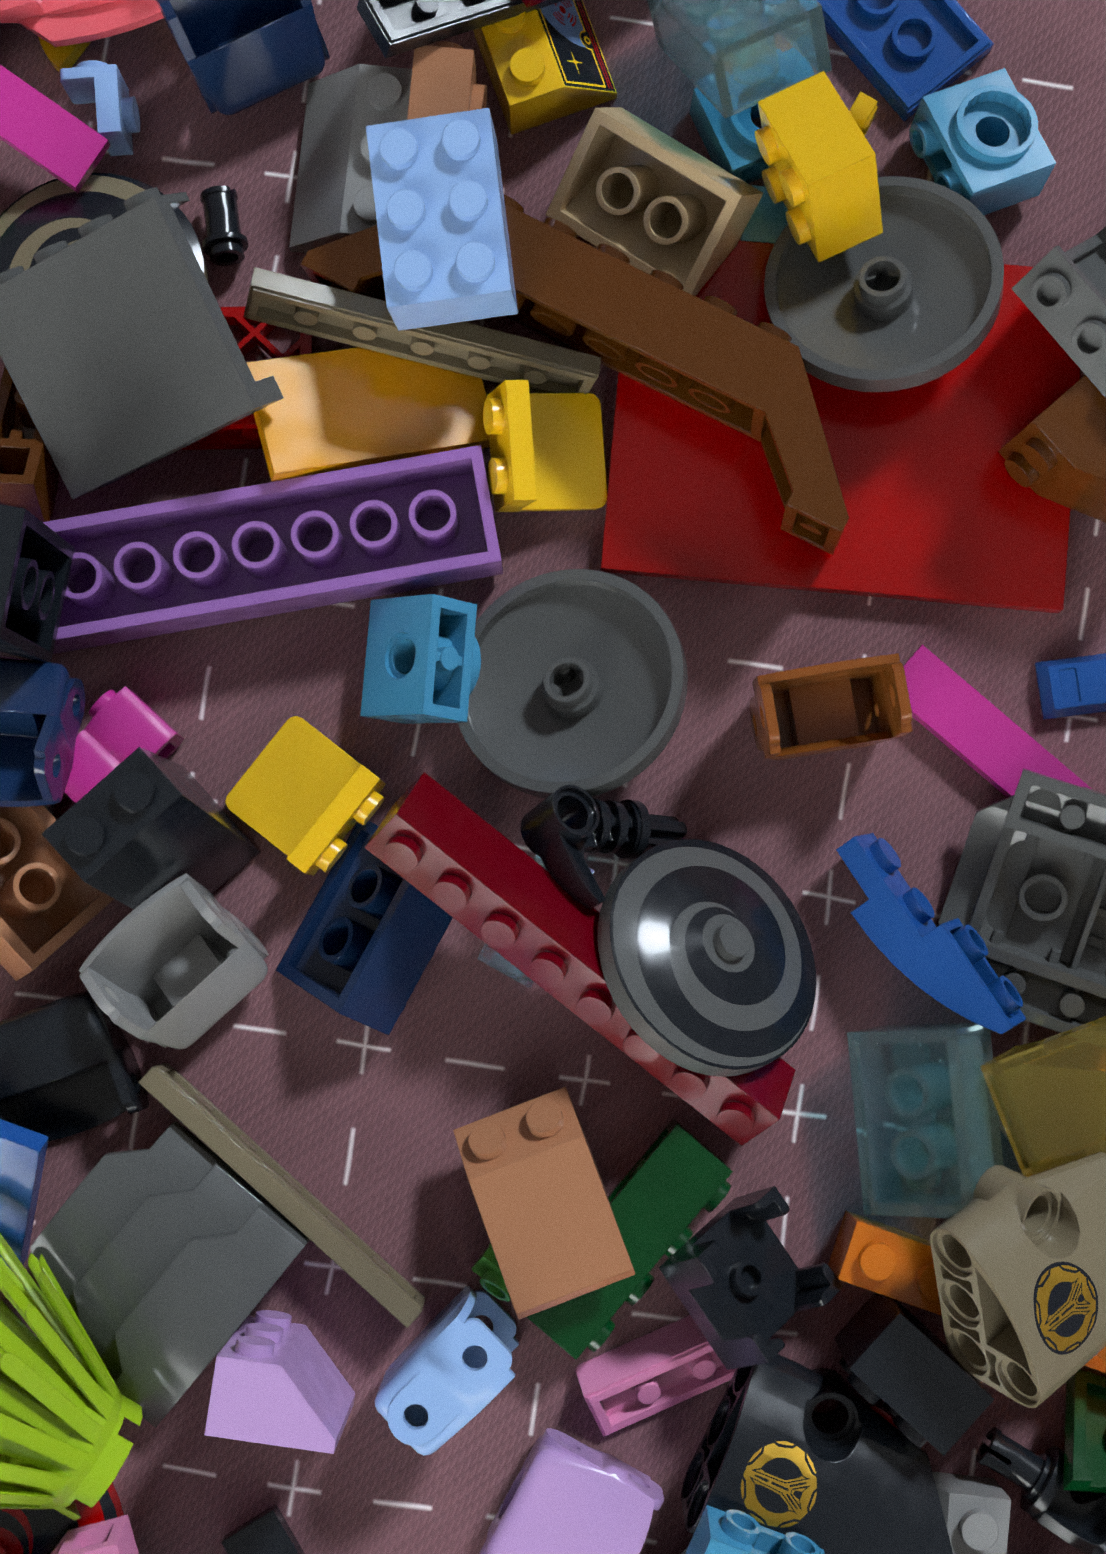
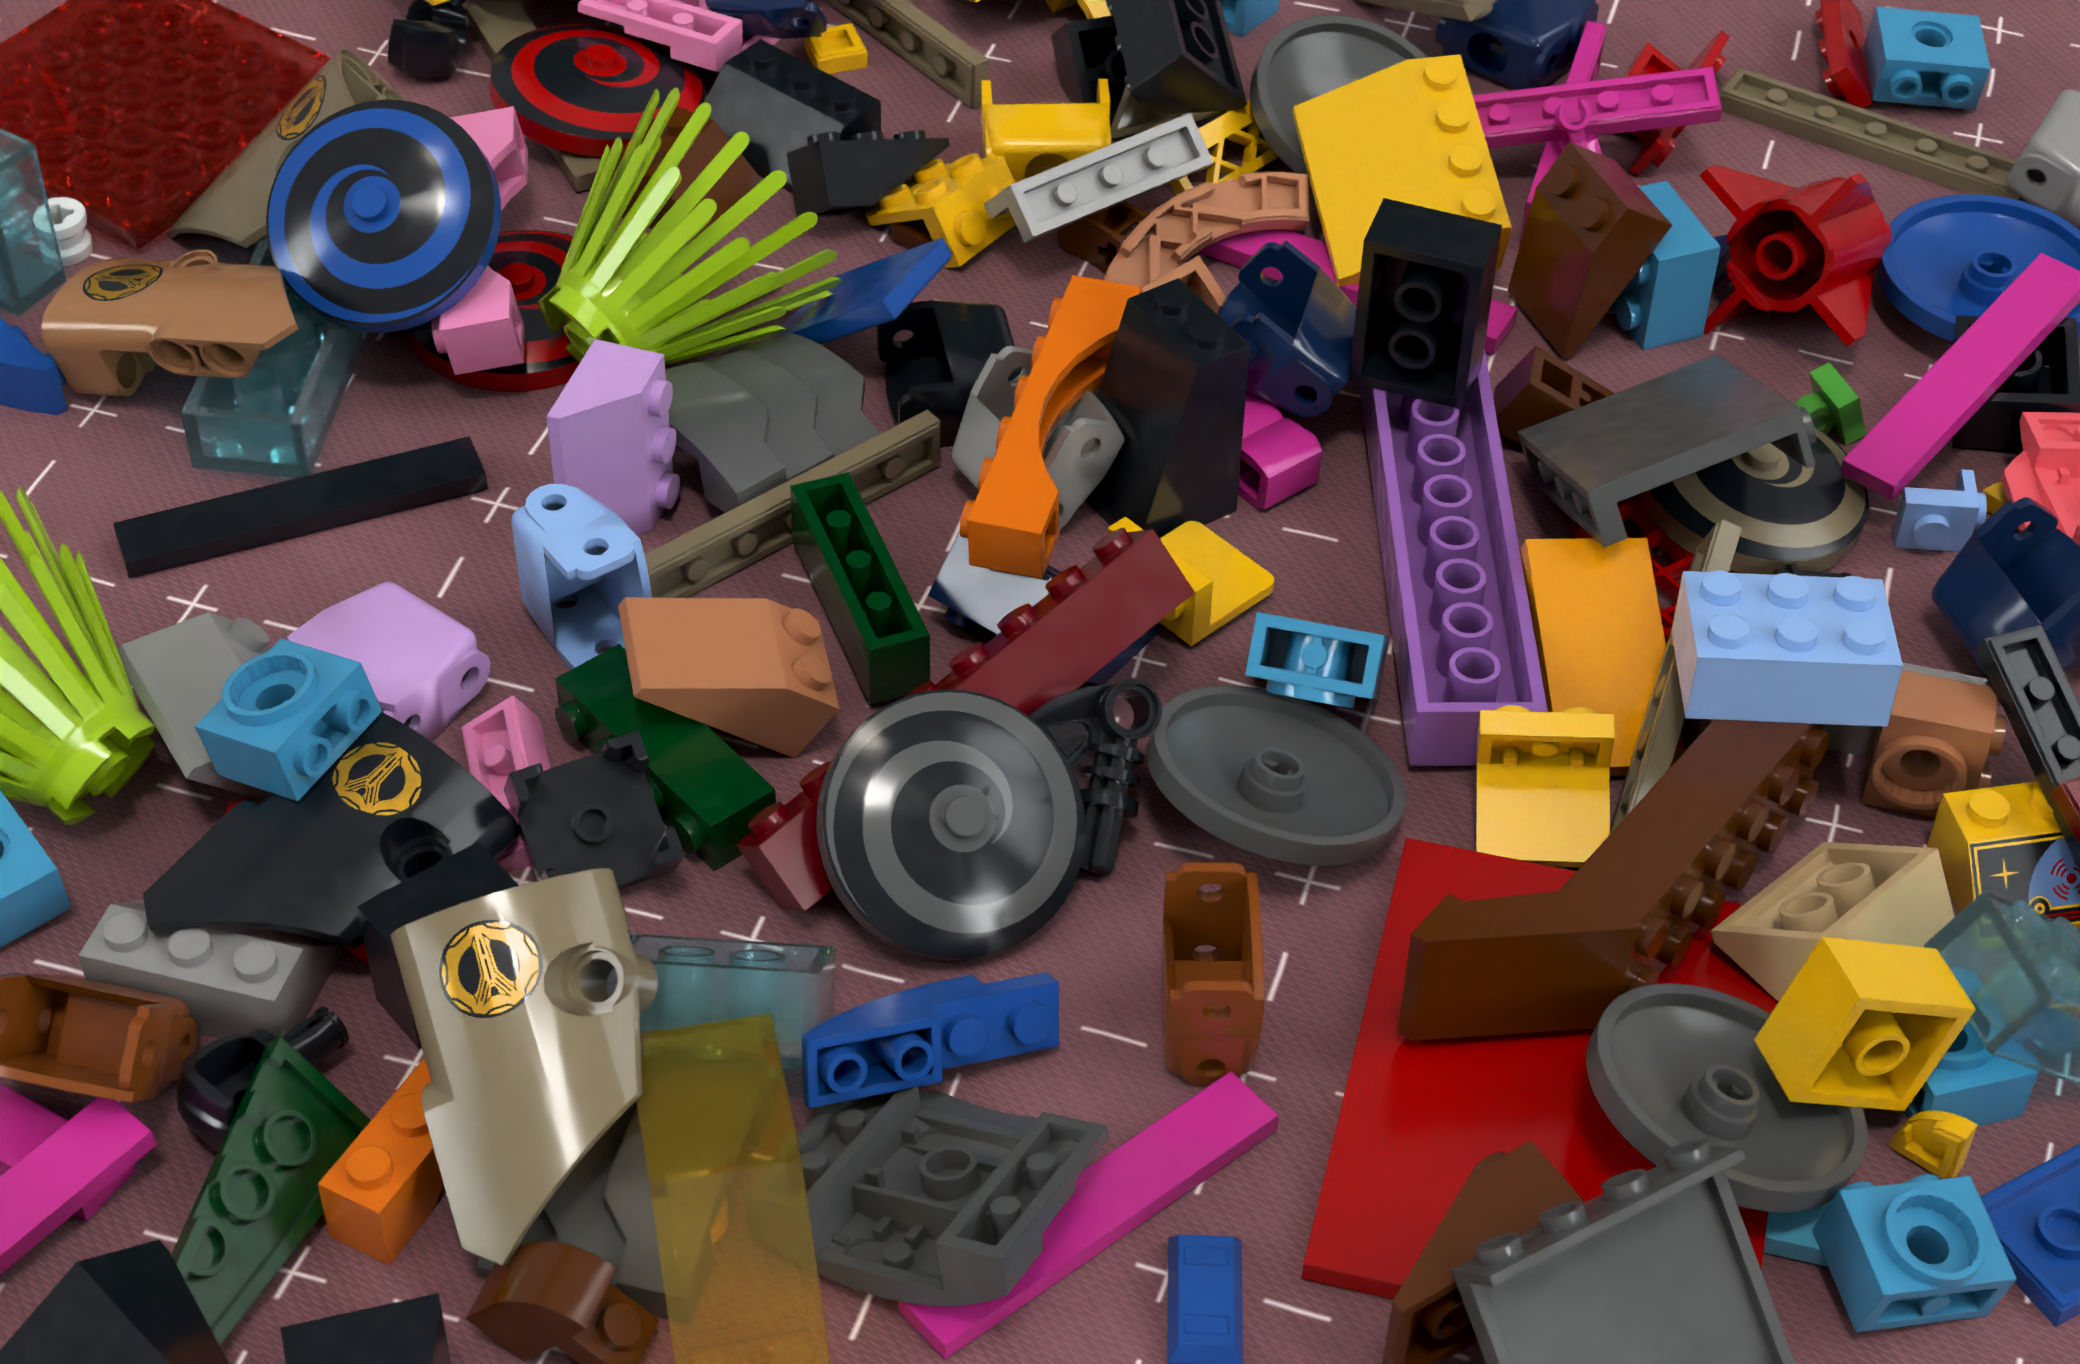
camera: 100 degrees right, 40 degrees down
(76, 924) = (1017, 505): none -> orange arch
(390, 1104) = (860, 587): none -> dark green brick

